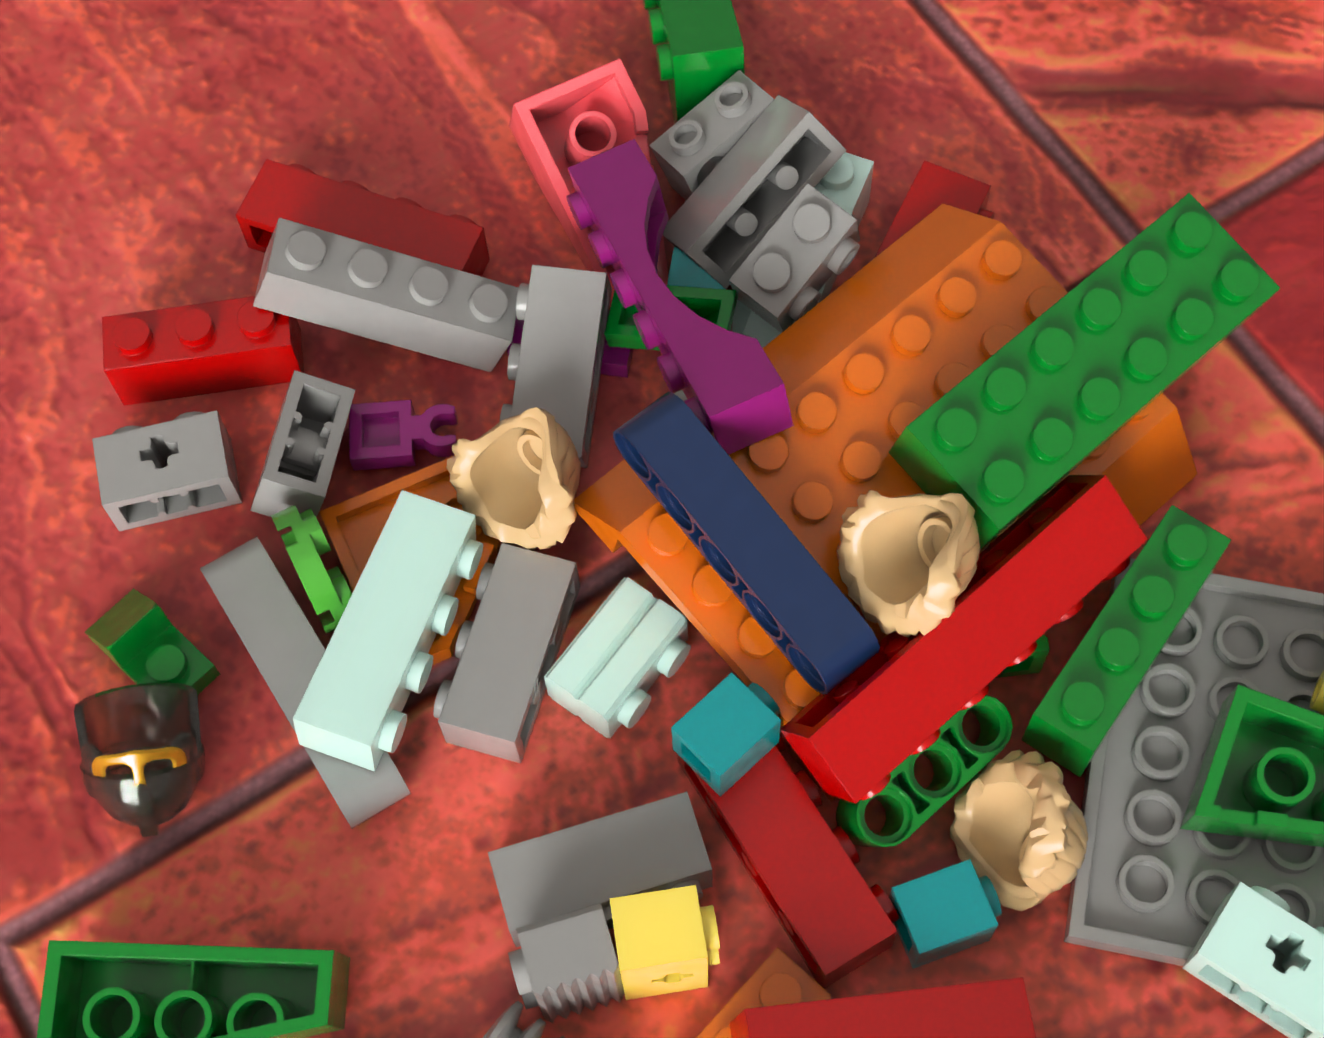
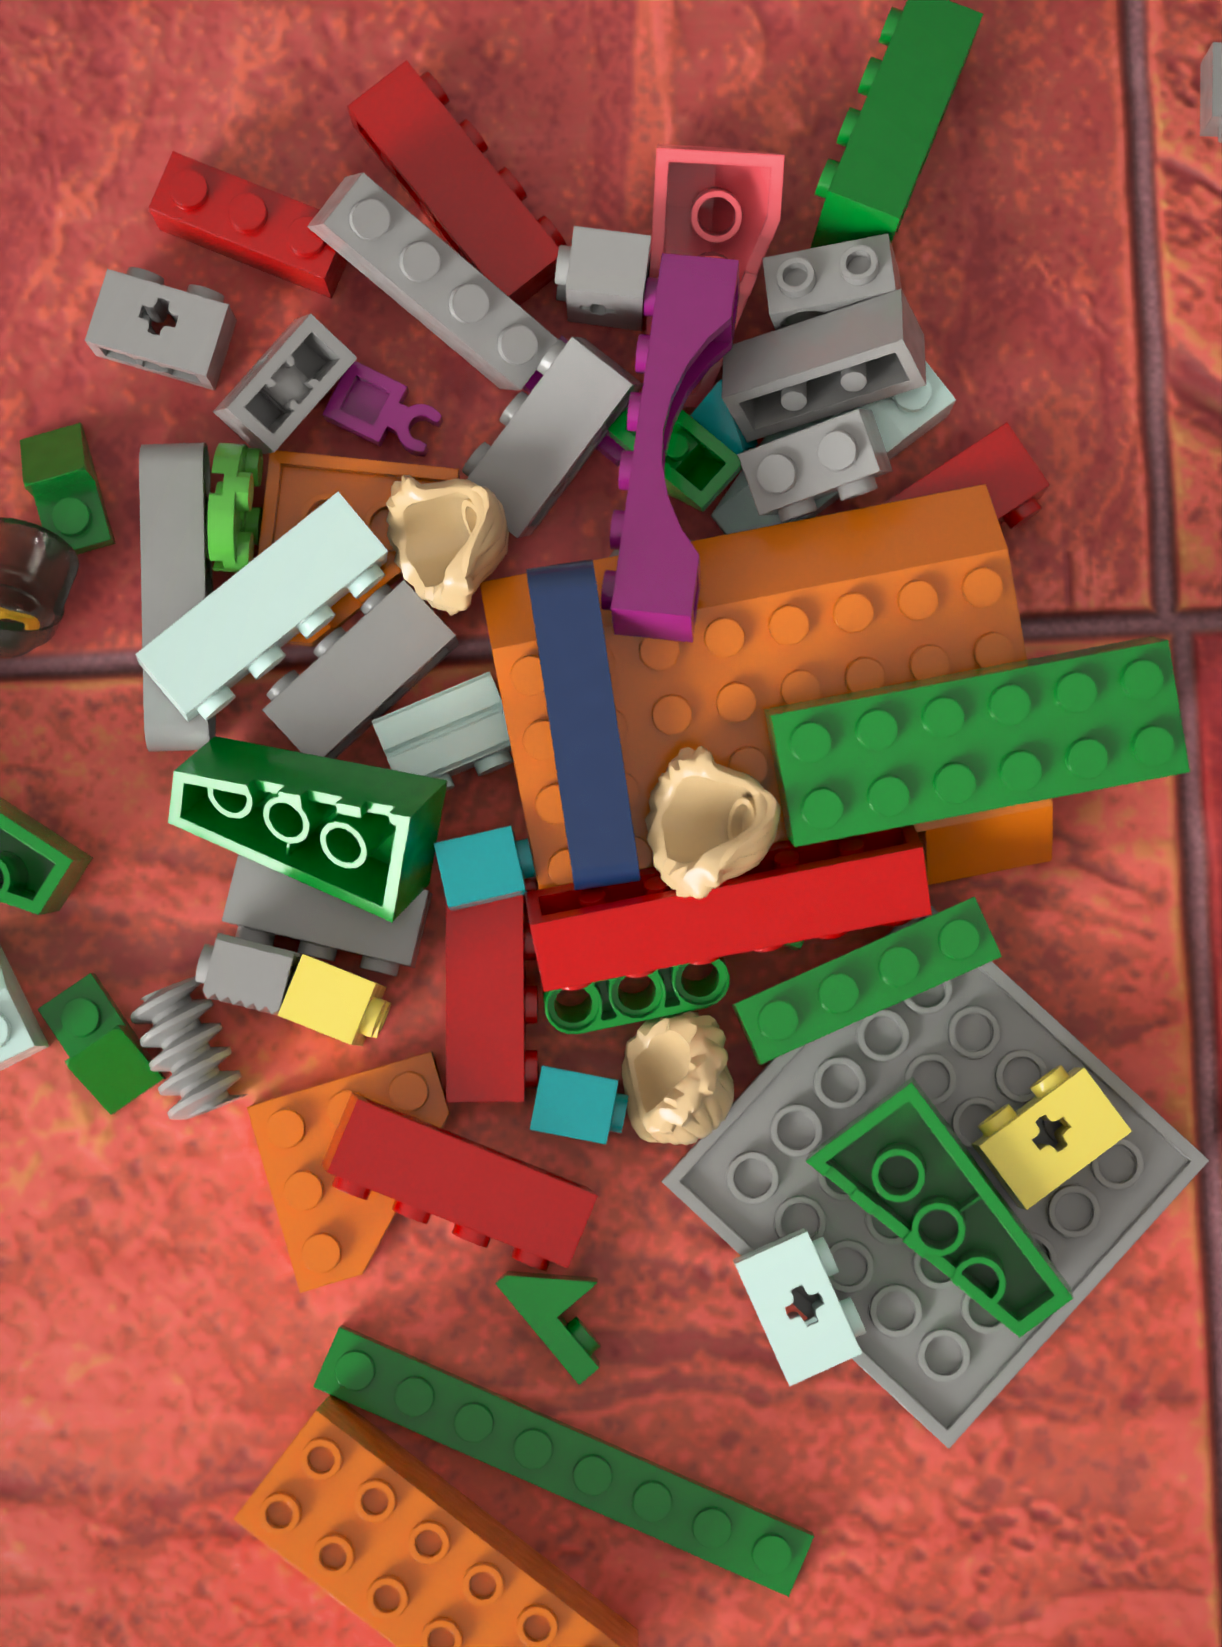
camera: 30 degrees right, 20 degrees up
(529, 221) = (604, 277): none -> light grey brick
(550, 781) = (315, 819): none -> green wedge

